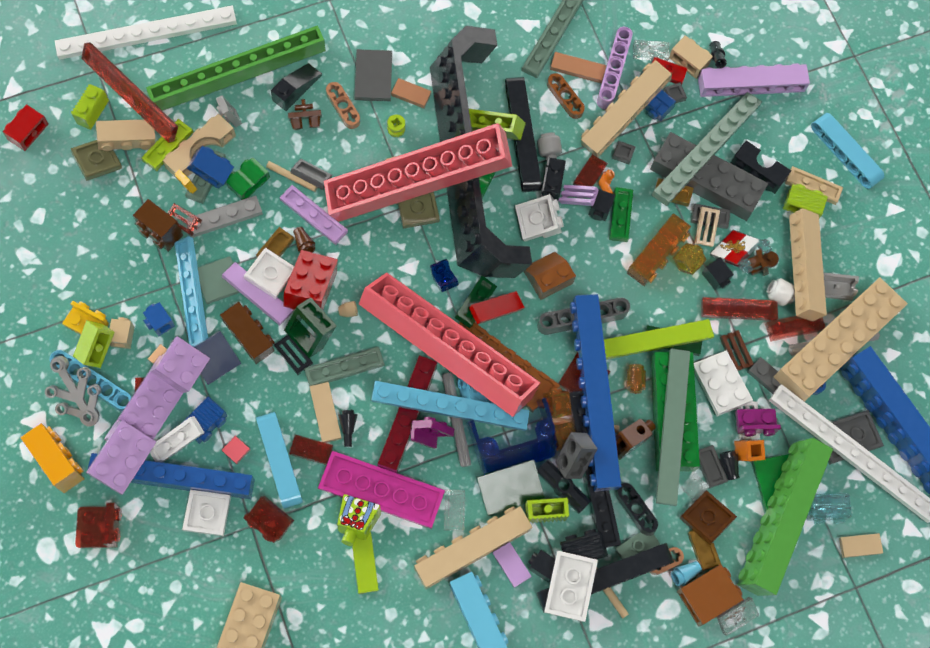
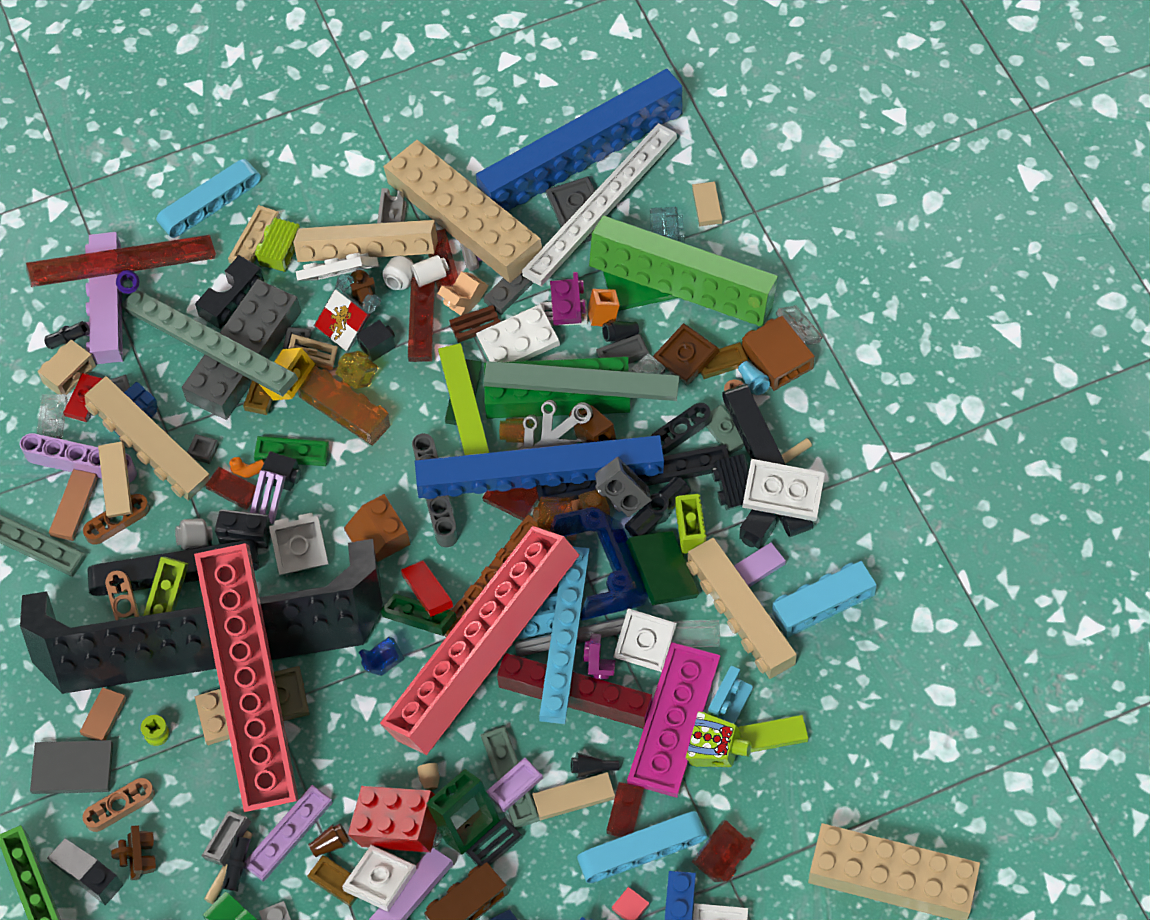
camera: 80 degrees left, 10 degrees down
(290, 179) = (236, 863): none -> black pin
(335, 368) = (514, 784): none -> lavender tile
(393, 533) = (730, 697): none -> medium azure bracket
(448, 470) = (645, 640): none -> white plate
(494, 93) = (126, 586): none -> nougat beam
(592, 89) = (115, 479): none -> tan tile
(639, 422) = (551, 437): none -> light grey plant
(684, 207) = (297, 362): none -> yellow brick
(761, 341) = (464, 294): none -> light nougat brick
(763, 89) = (127, 276): none -> dark purple cone
(779, 243) = (336, 266): none -> white plate
(780, 312) = (429, 270): none -> white brick
(781, 86) = (118, 260): none -> clear red plate

